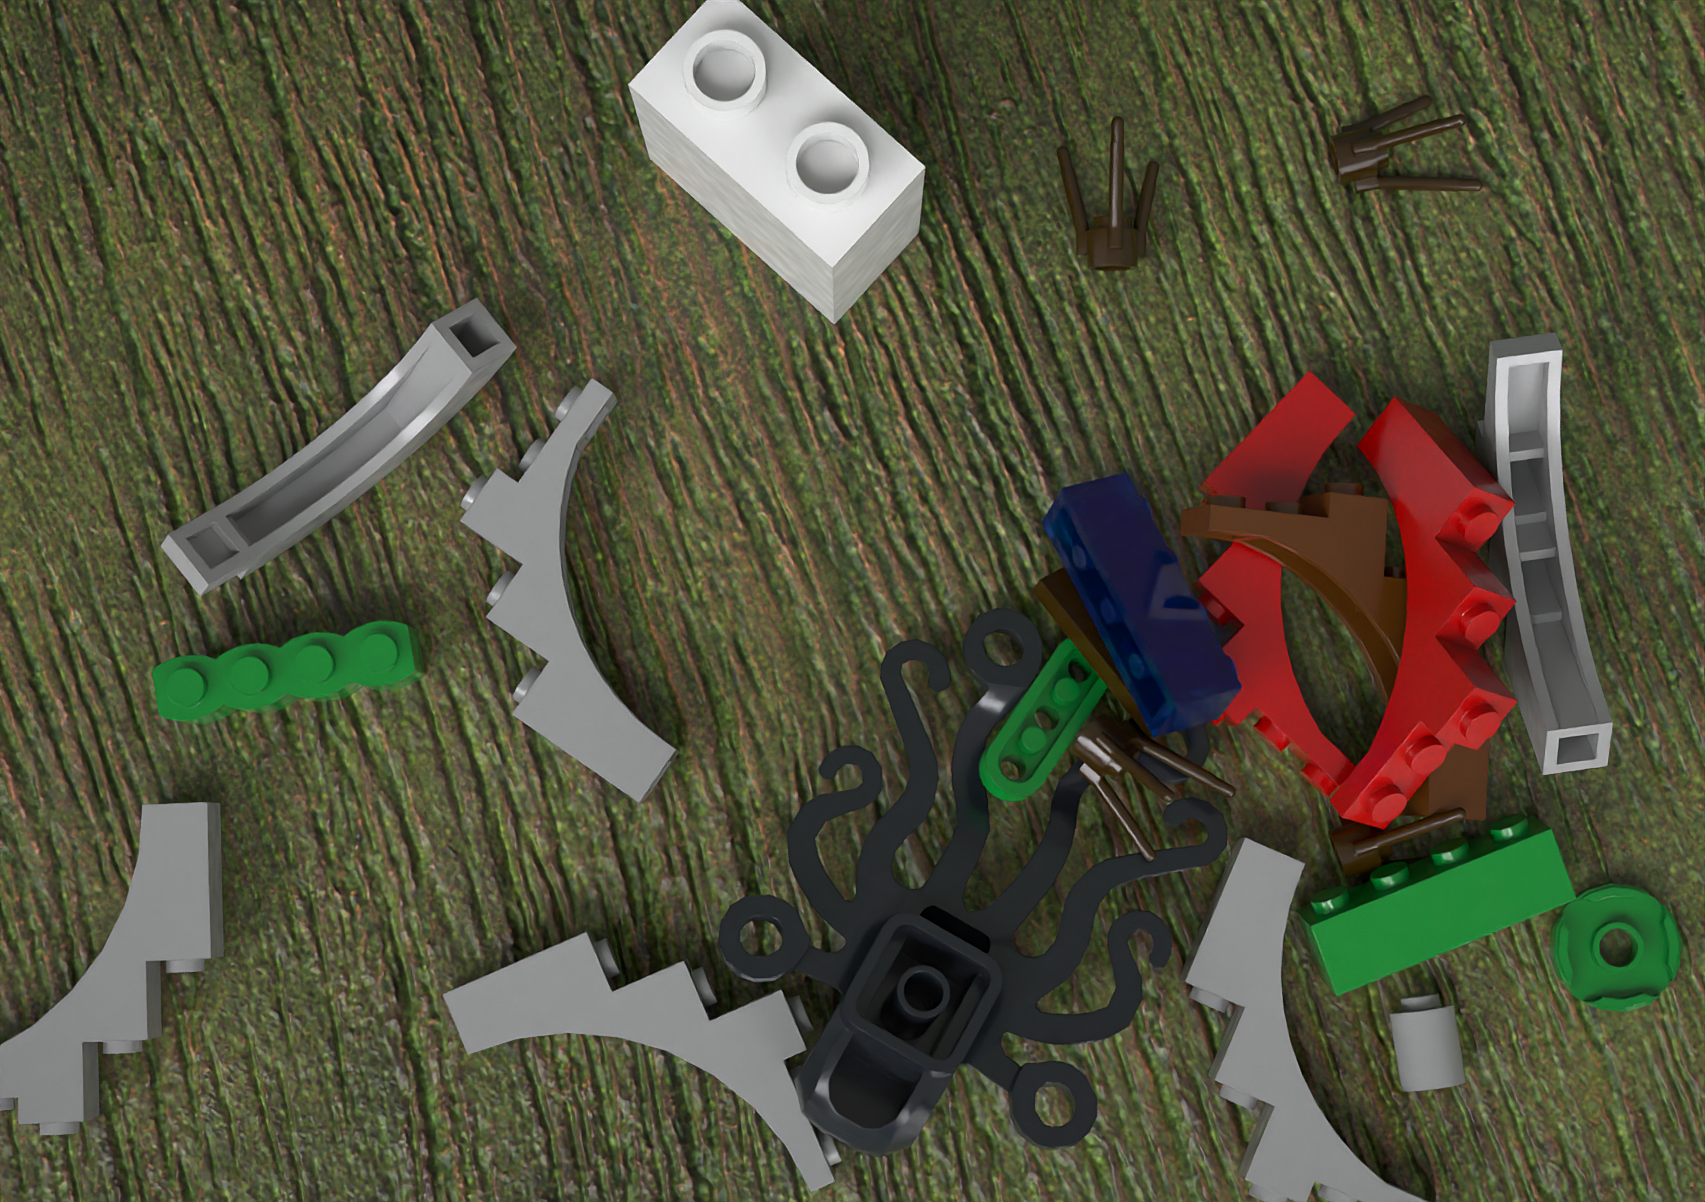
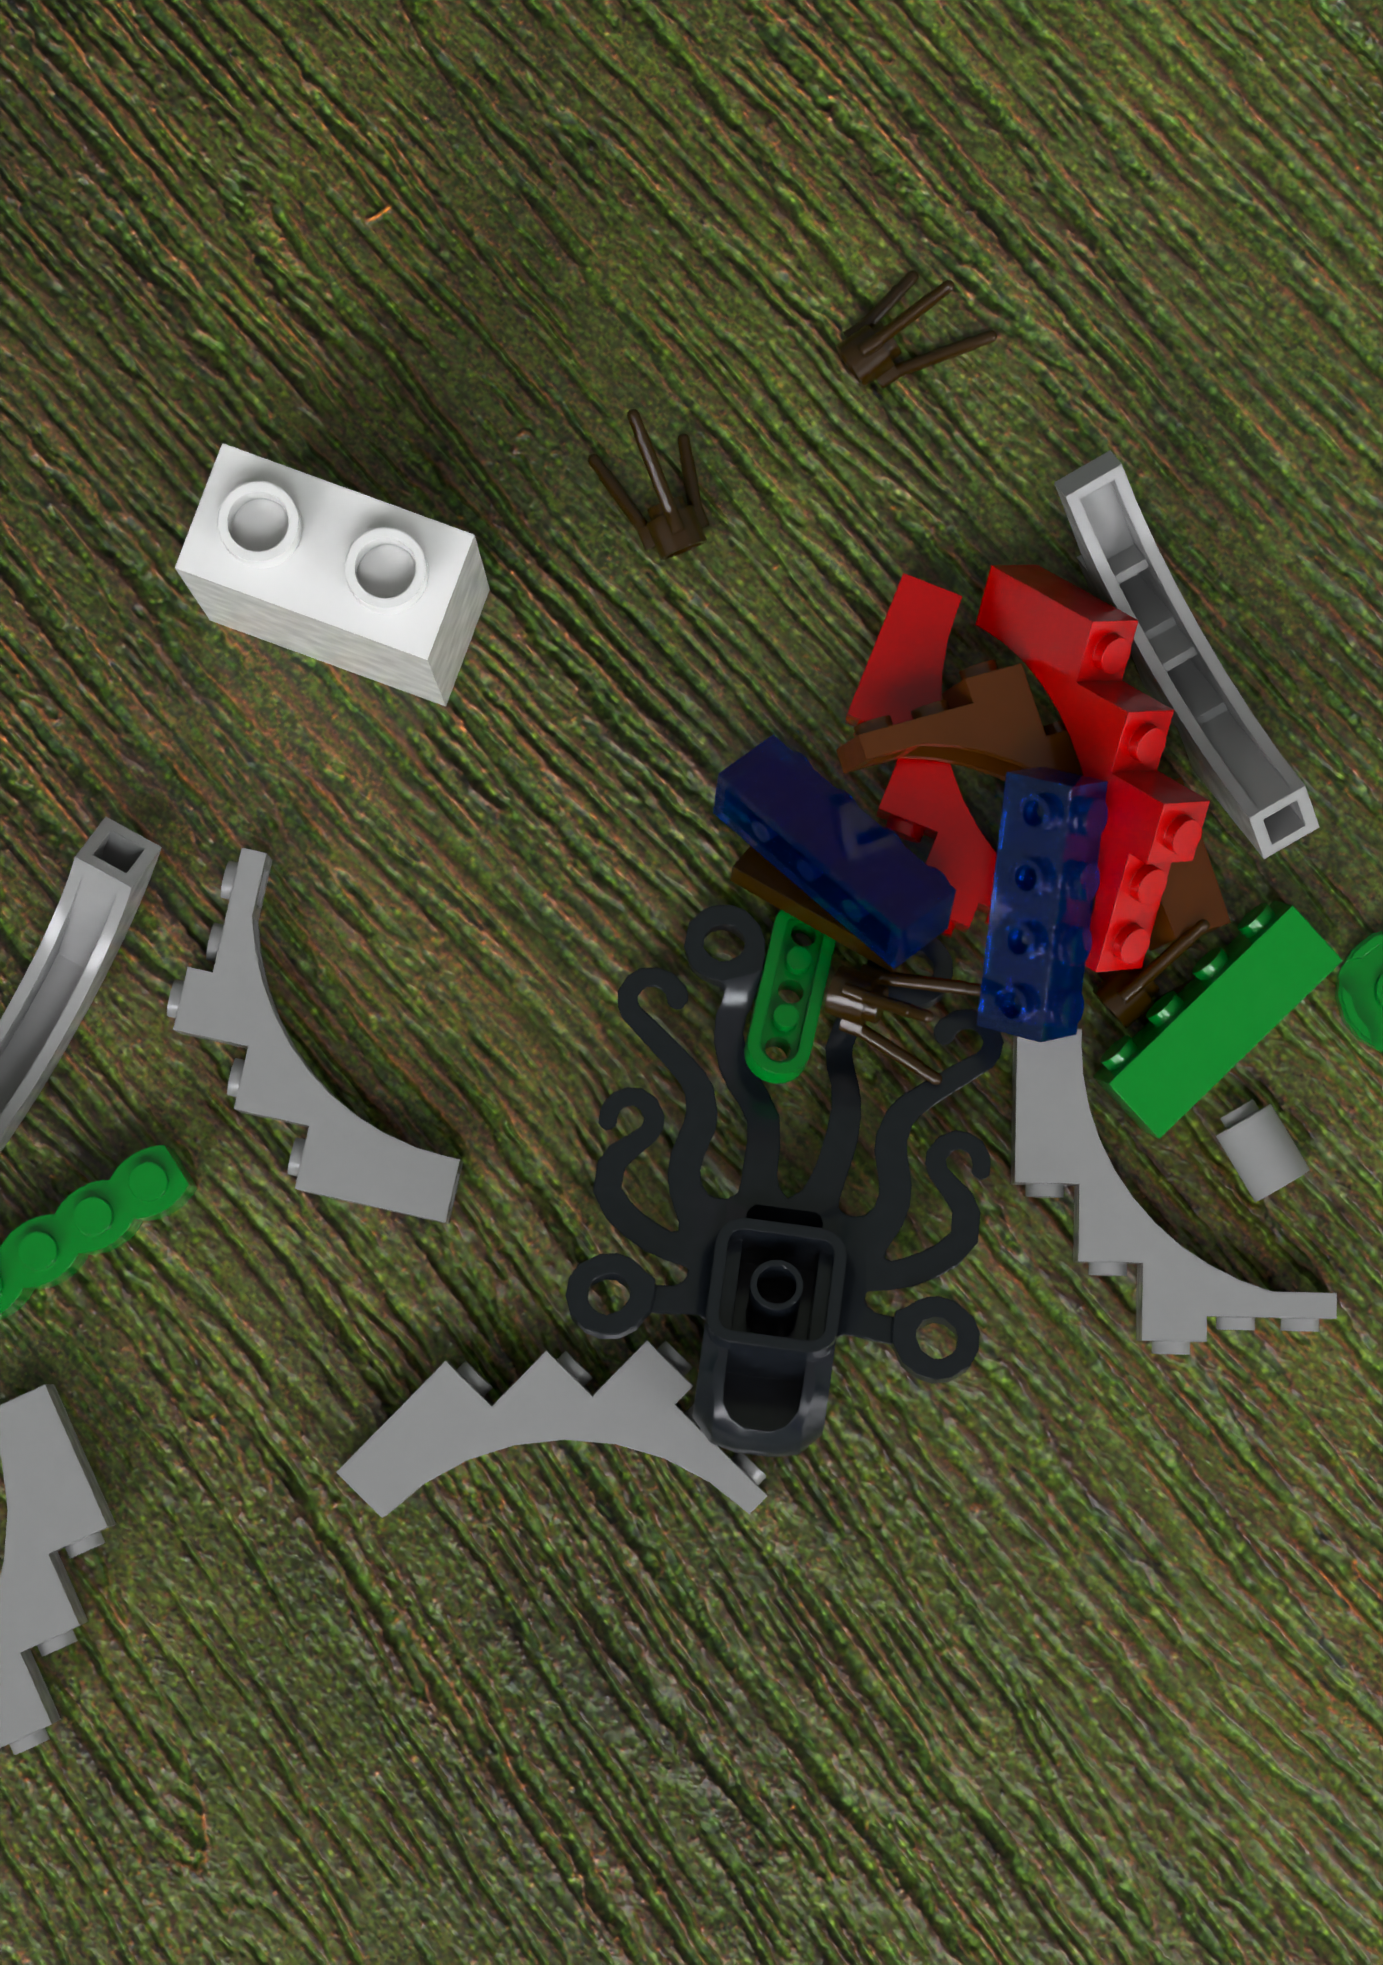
camera: 20 degrees left, 0 degrees up
(1318, 732) = (1042, 903): none -> clear blue brick

